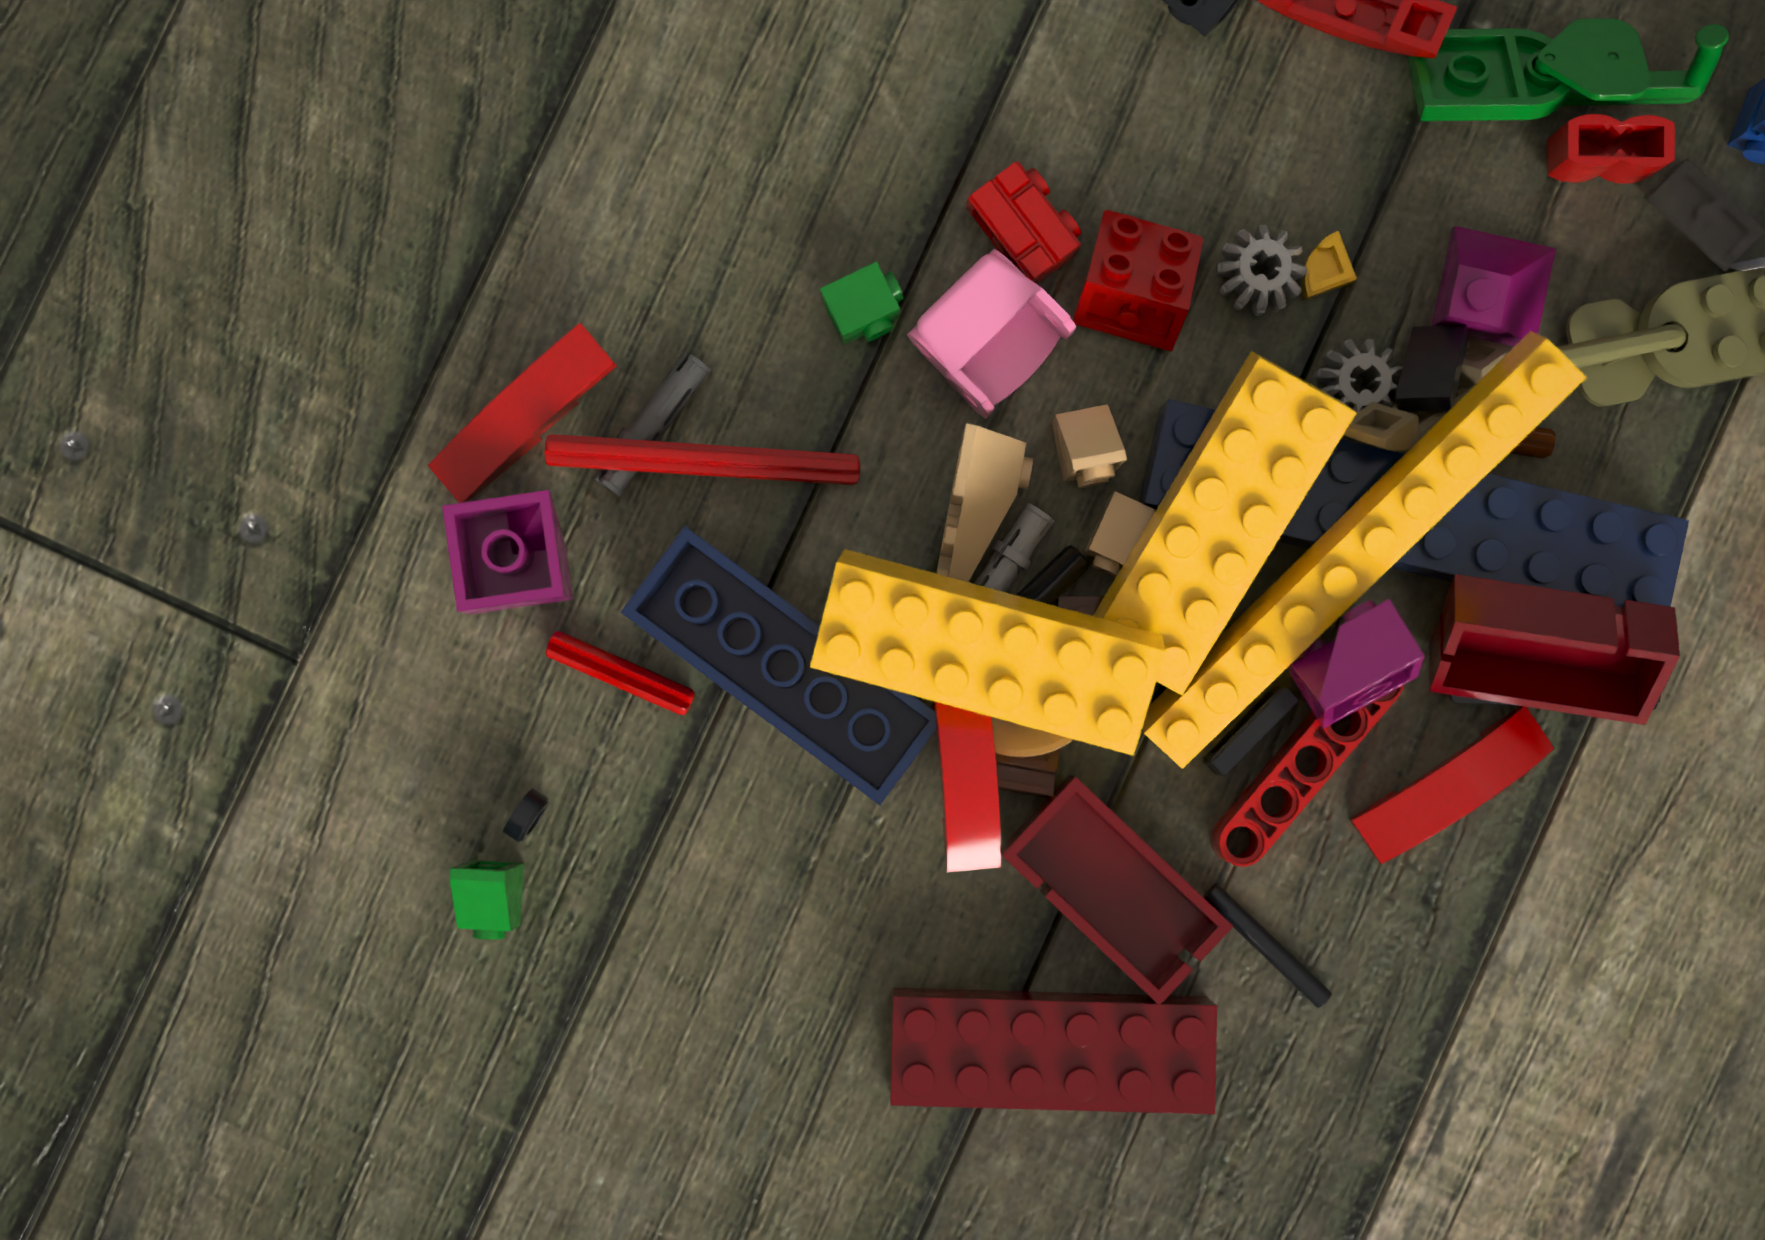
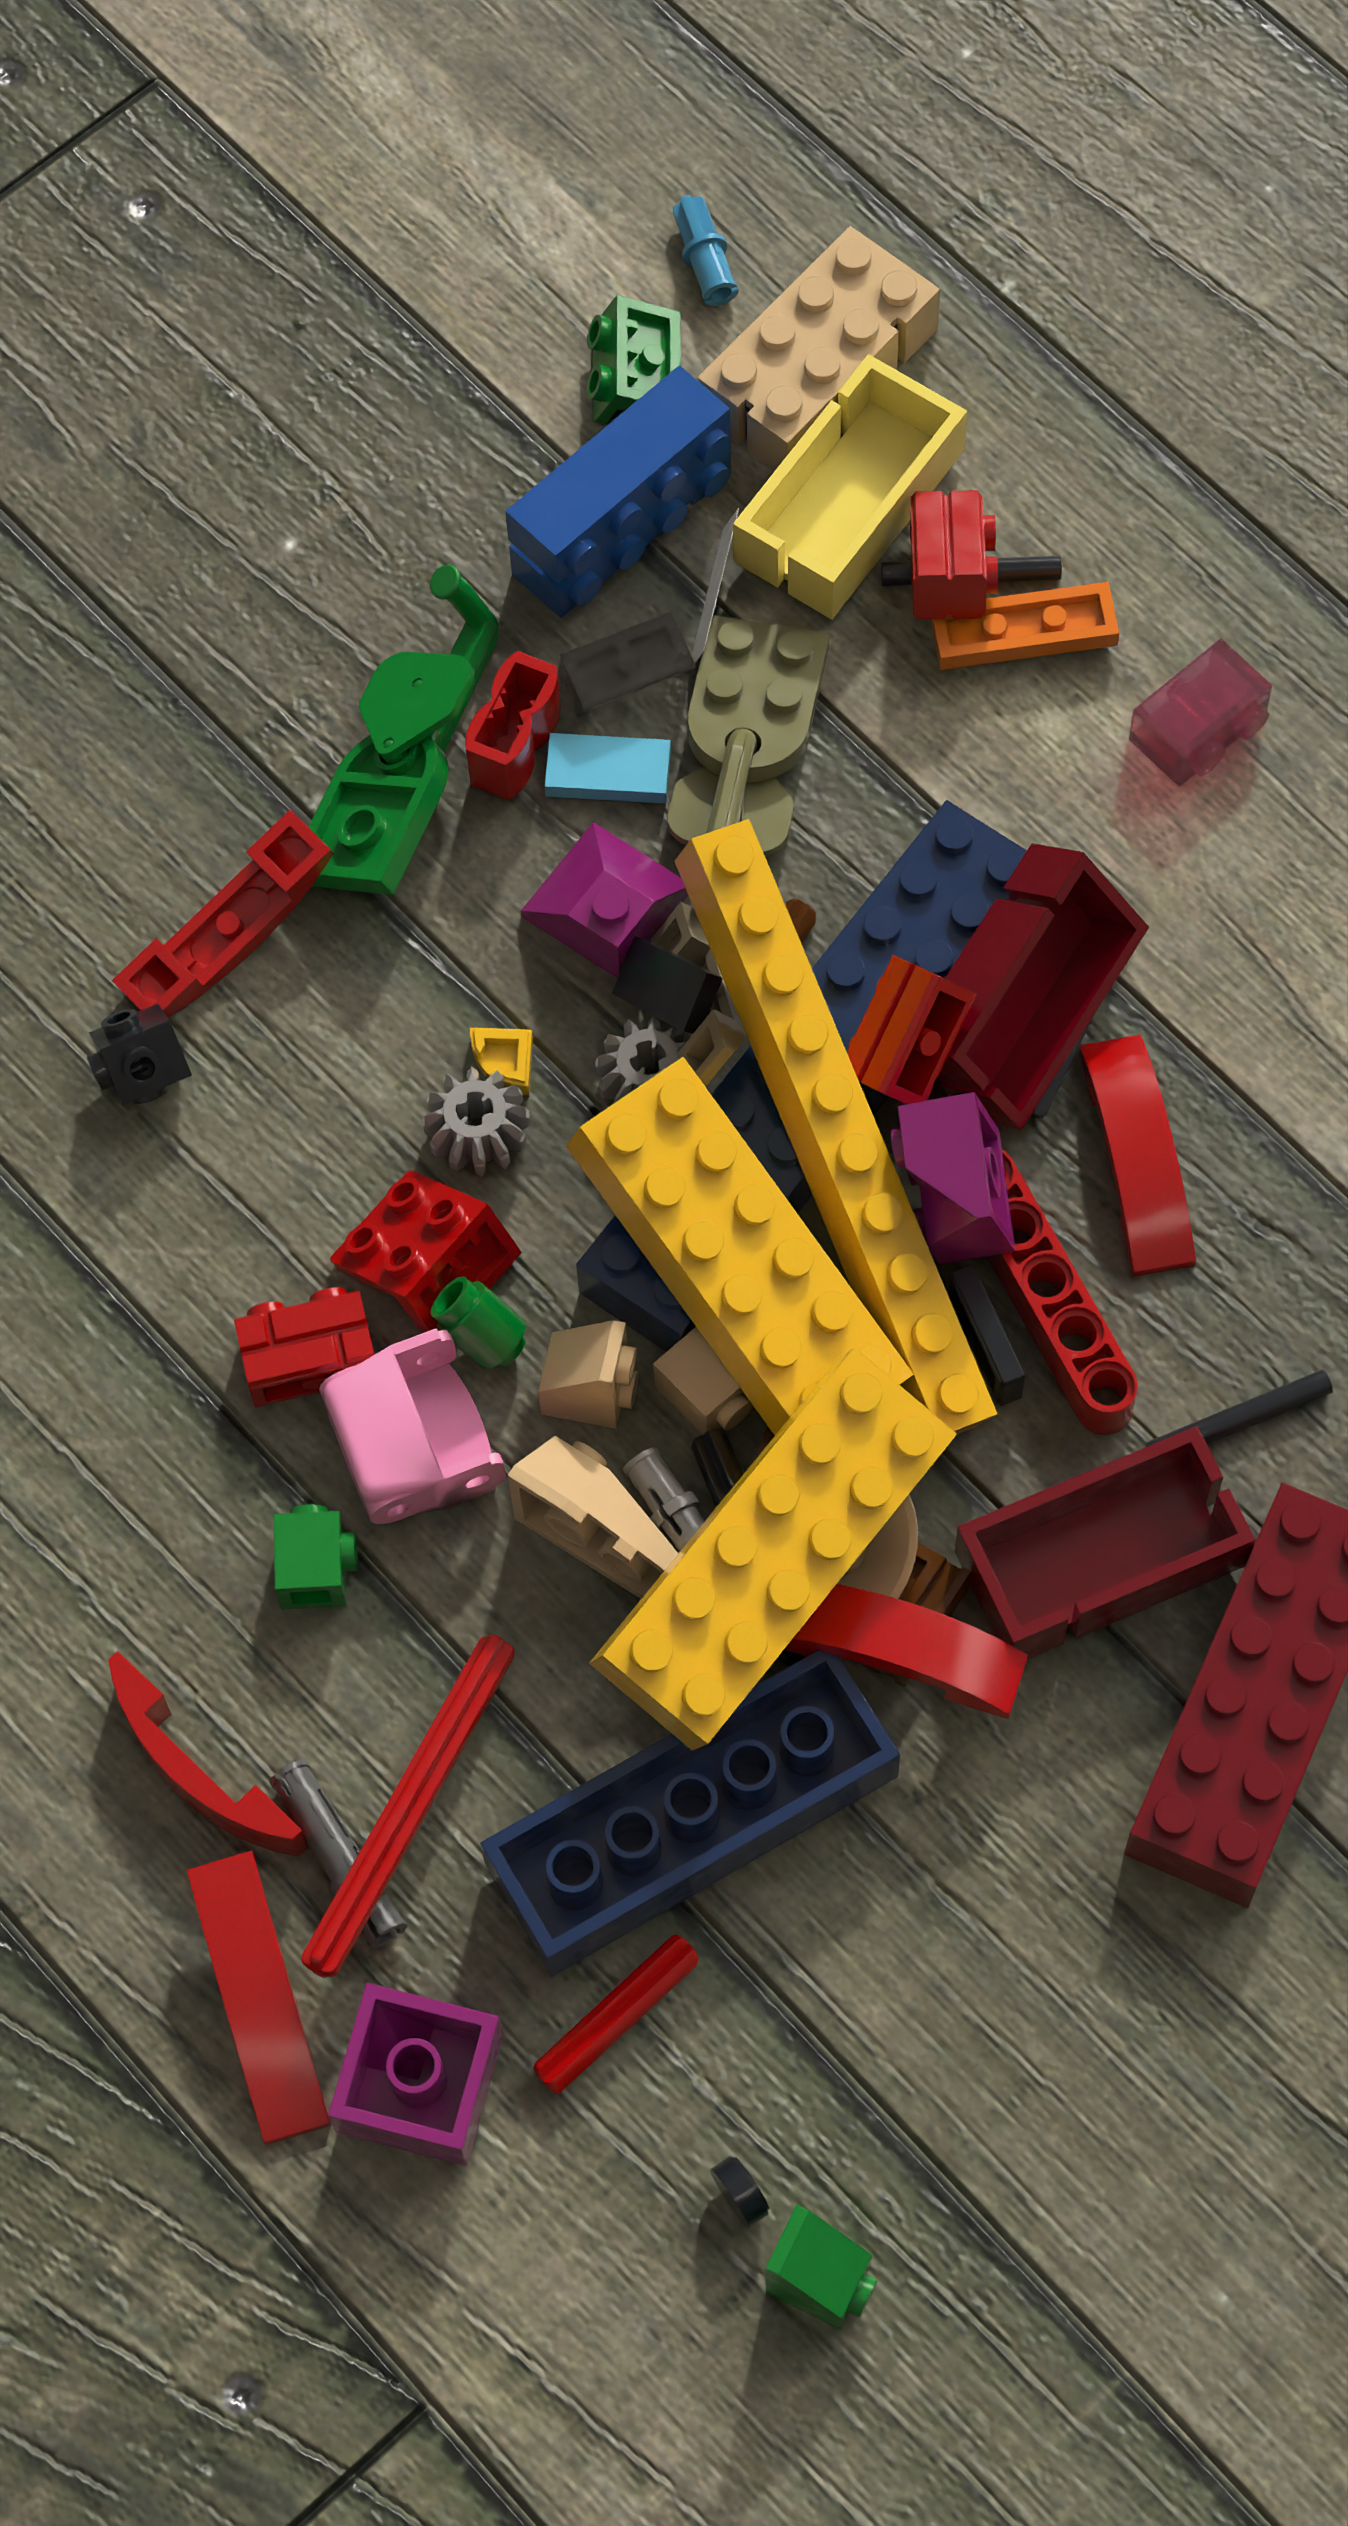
camera: 60 degrees left, 20 degrees down
(695, 232) = (250, 1819): none -> red slope
(1095, 345) = (479, 1323): none -> green brick
(1463, 577) = (908, 1031): none -> red brick
(1608, 239) = (608, 768): none -> medium azure tile

